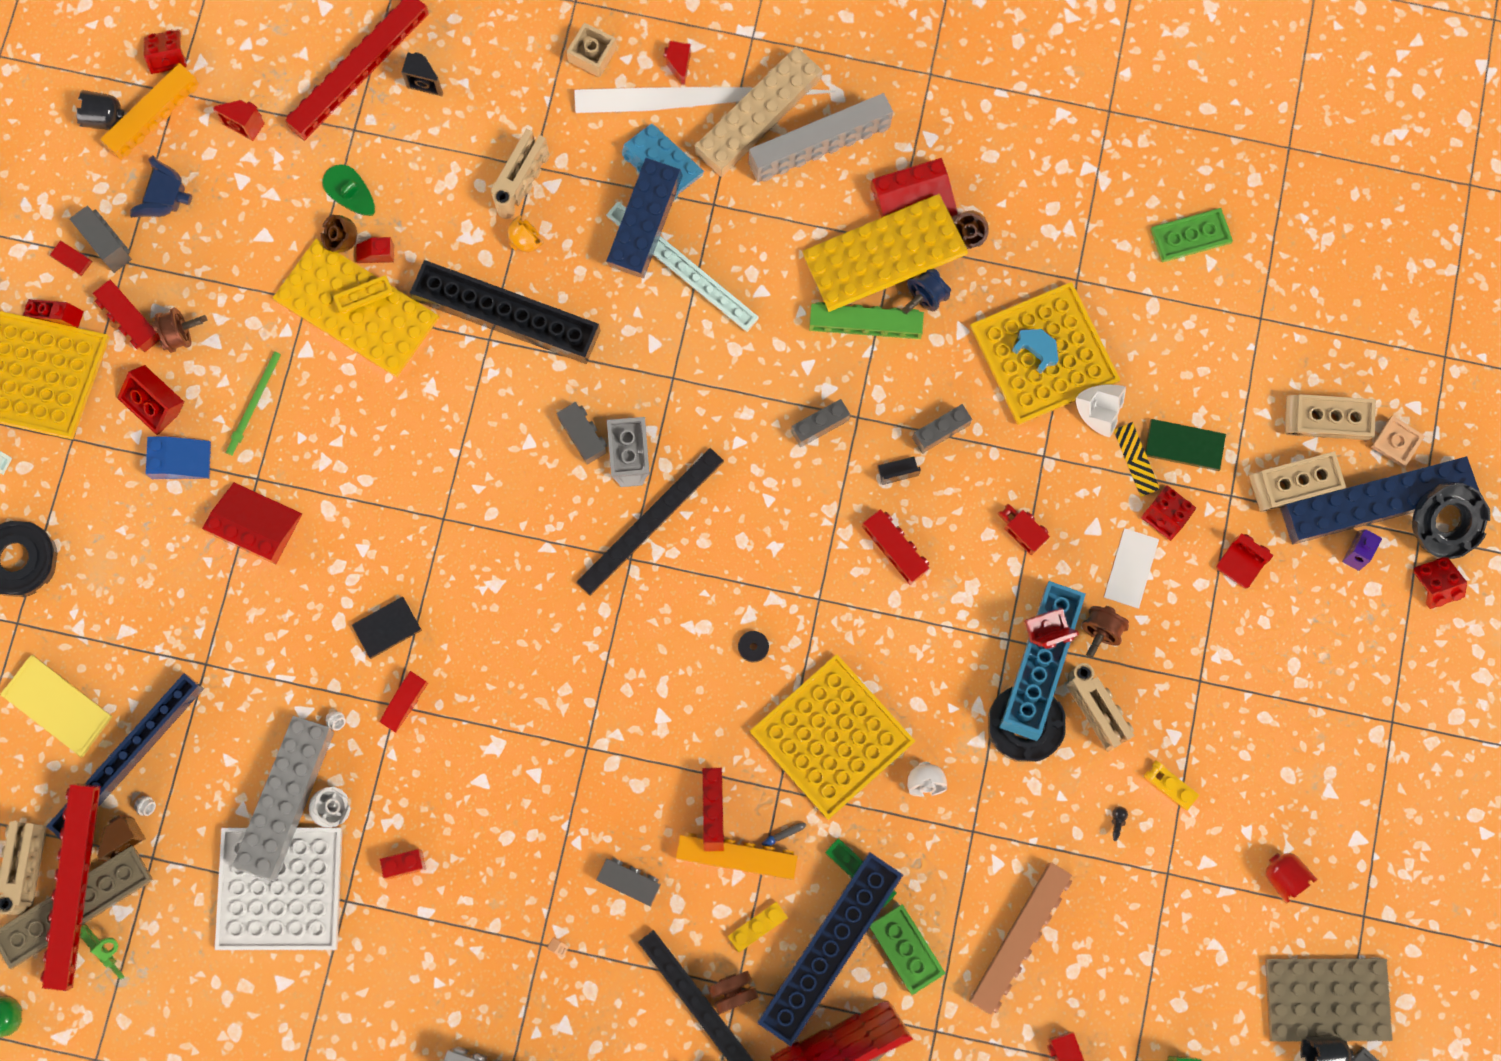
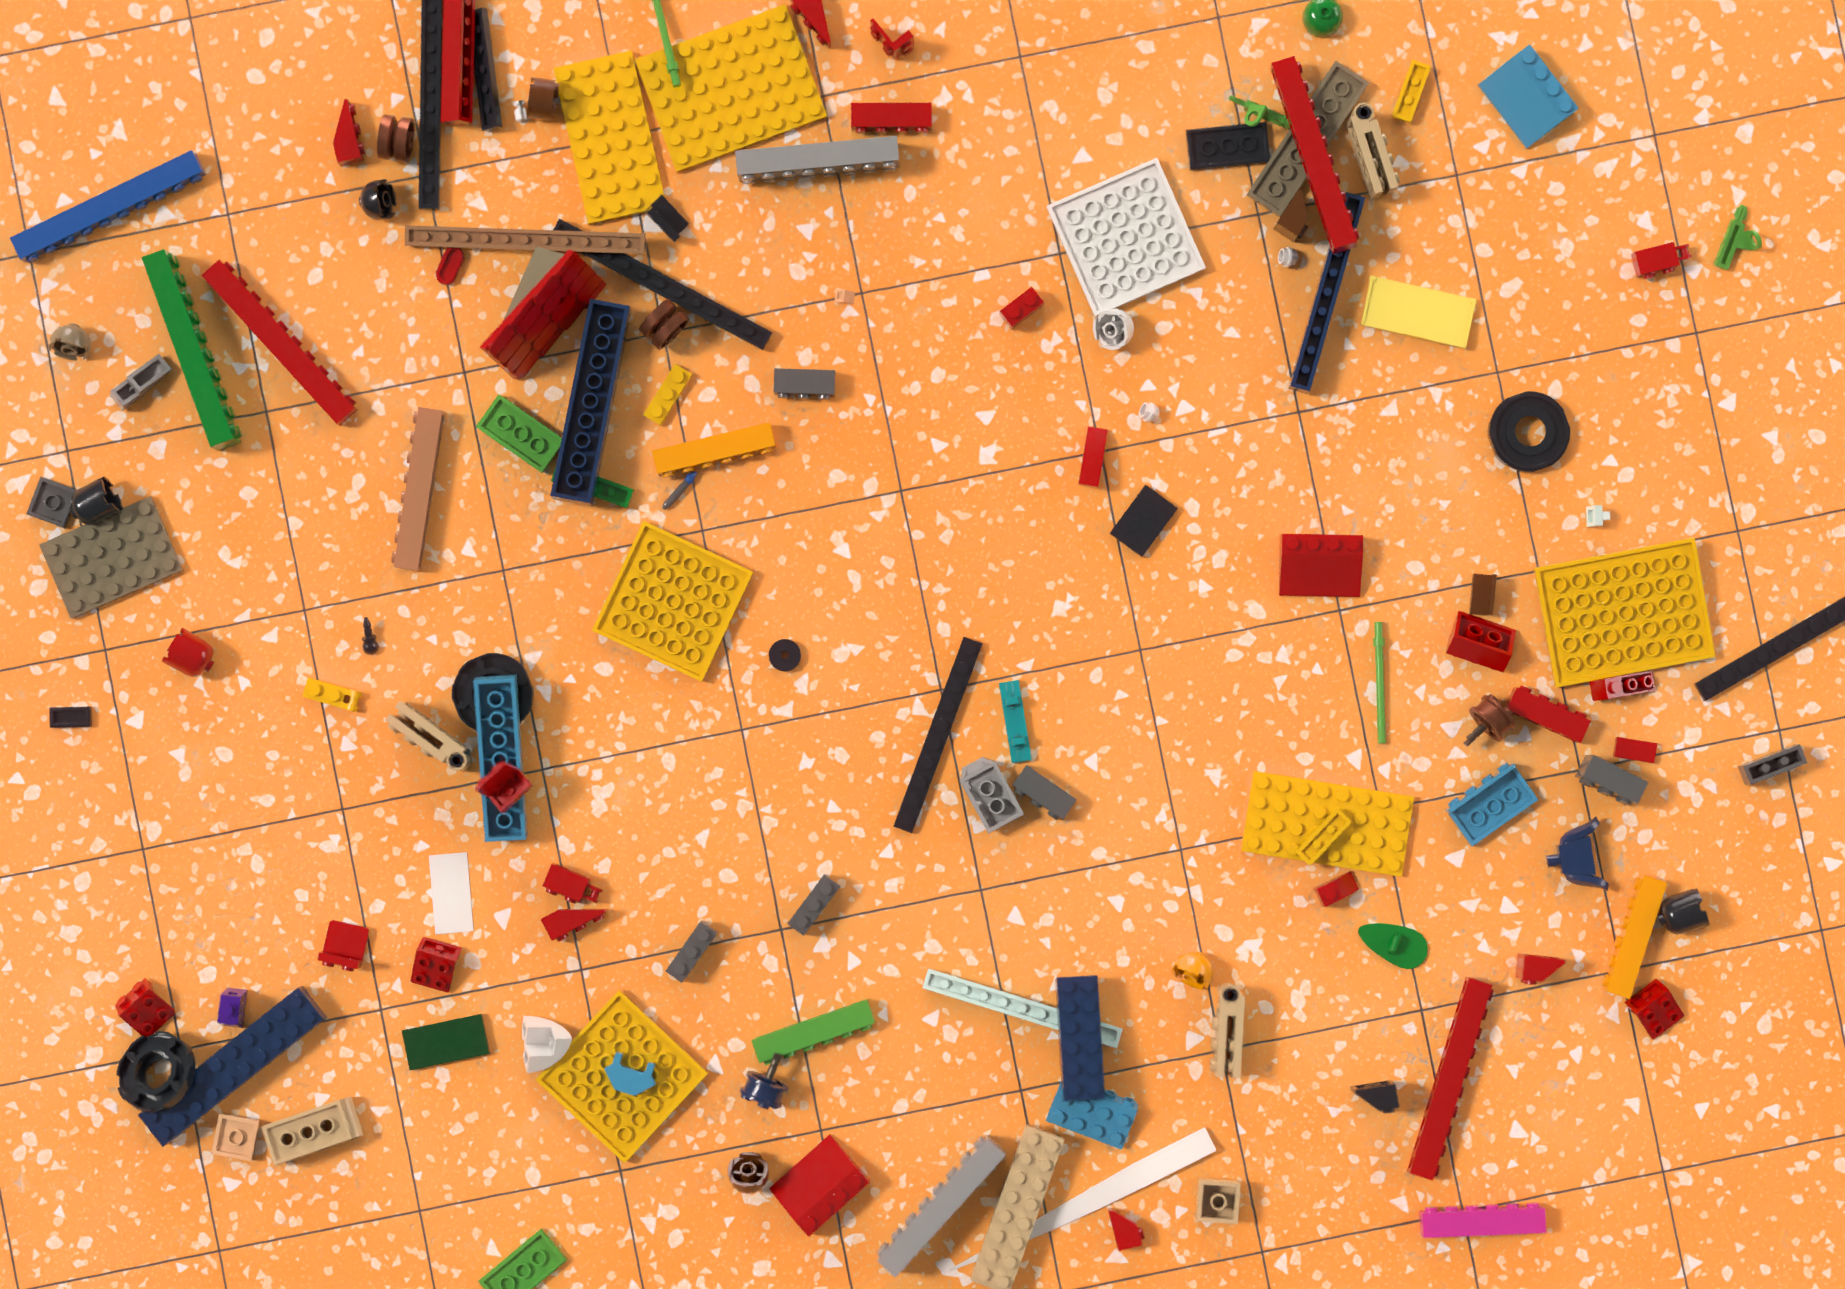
camera: 165 degrees right, 10 degrees up
(127, 437) = (1482, 594): none -> reddish brown panel
(148, 933) = (1227, 146): none -> black tile
(177, 458) = (1423, 595): blue slope -> none
(211, 264) = (1491, 803): none -> dark azure bracket
(283, 799) = (1159, 318): light grey brick -> none
(339, 233) = (1378, 888): reddish brown cylinder -> none
(505, 311) = (1175, 881): black brick -> none
(578, 504) = (1015, 721): none -> teal hinge
(713, 809) = (754, 481): red brick -> none
(884, 252) = (824, 1108): yellow plate -> none
(895, 546) = (686, 810): red brick -> none
(898, 470) = (718, 891): black panel -> none
(926, 779) = (566, 598): white cylinder -> none
(1041, 500) = (565, 920): none -> red slope
(1104, 627) = (454, 819): copper wheel -> none
(1136, 459) = (488, 1005): sticker -> none
(1270, 494) = (350, 1036): tan hinge -> none
(1417, 868) = (70, 717): none -> black tile

